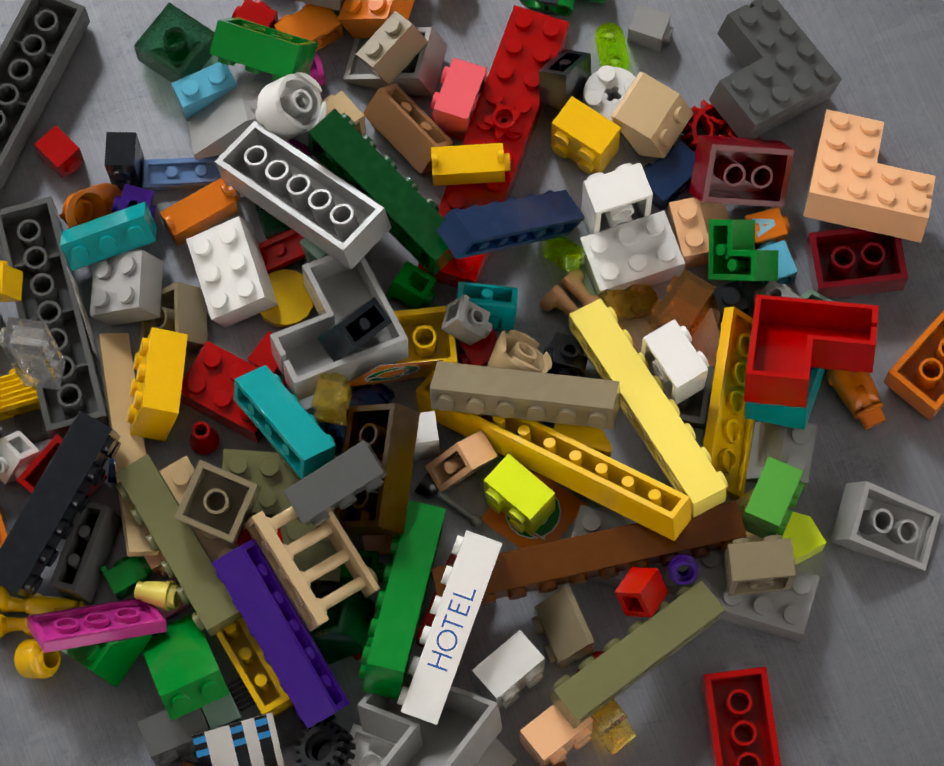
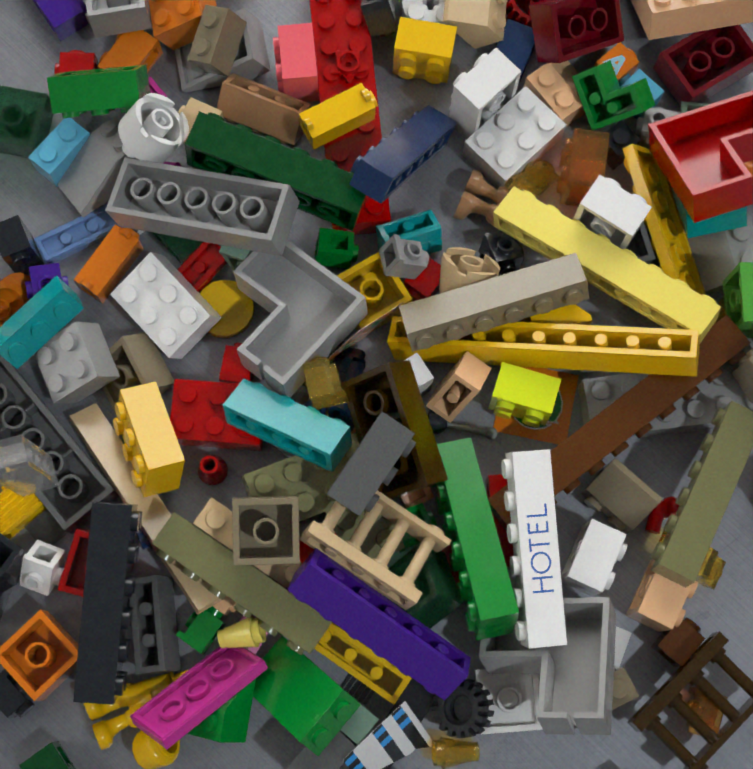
camera: 30 degrees left, 5 degrees up
(84, 312) = (46, 402): white sticker -> none
(354, 329) = (313, 310): black brick -> none
(564, 253) = (455, 161): clear neon green plate -> none
(641, 592) = (686, 435): red brick -> none
(687, 576) = (710, 398): dark purple plate -> none

